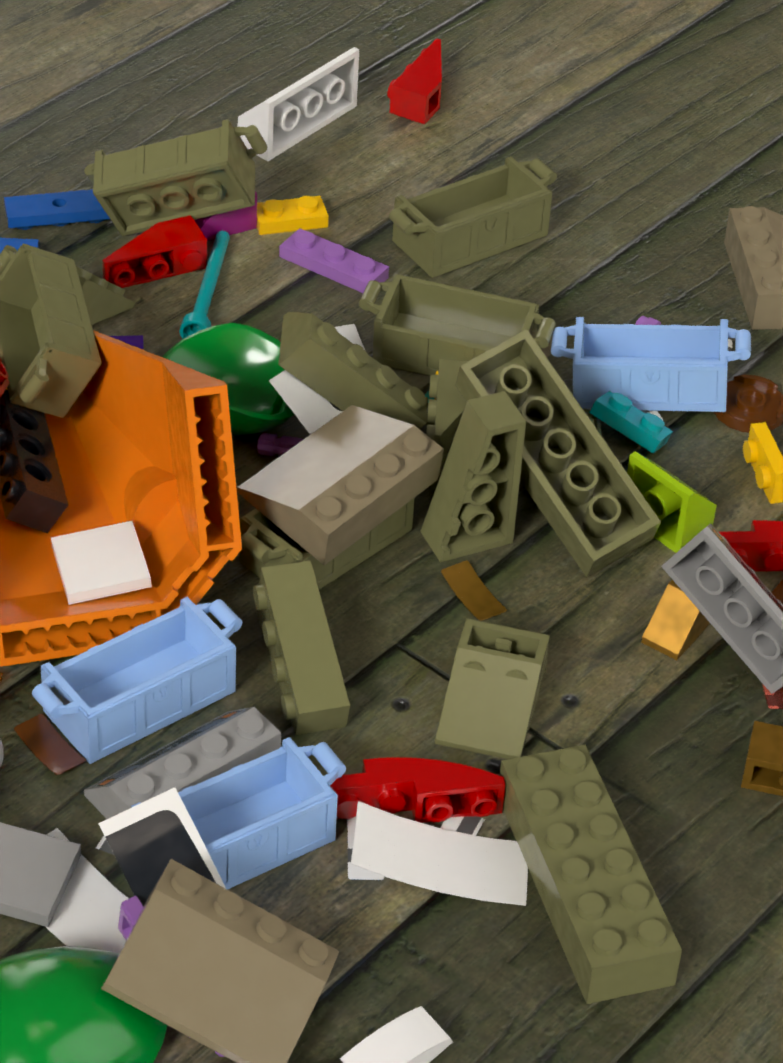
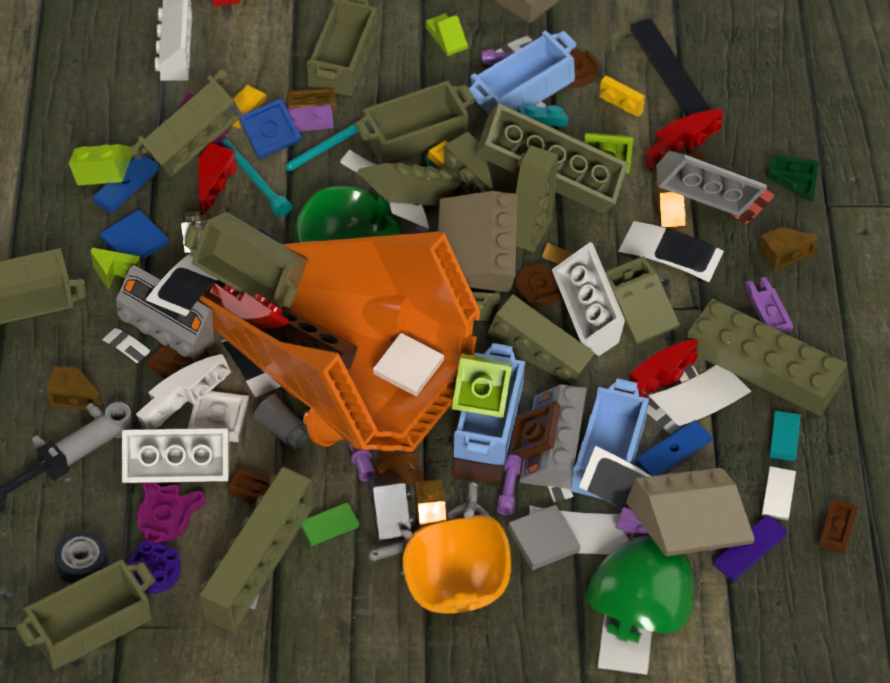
camera: 40 degrees left, 10 degrees up
(30, 801) = (506, 500): none -> medium lavender bar
(46, 167) = (100, 164): none -> lime slope
(141, 630) = (482, 385): none -> lime slope
(159, 740) = (535, 431): none -> reddish brown tile
(282, 246) = (270, 129): none -> blue tile
(313, 302) = (320, 148): none -> teal piece
(320, 893) = (674, 449): none -> blue tile
(379, 250) = (310, 98): none -> pearl gold tile
(396, 599) = (537, 286): none -> reddish brown tile
(415, 645) = (590, 300): none -> white slope
(499, 989) = (785, 436): none -> teal tile
(626, 279) = (447, 33): none -> lime slope
(627, 673) = (672, 249): none -> sticker
(669, 821) = (768, 306): none -> medium lavender hinge

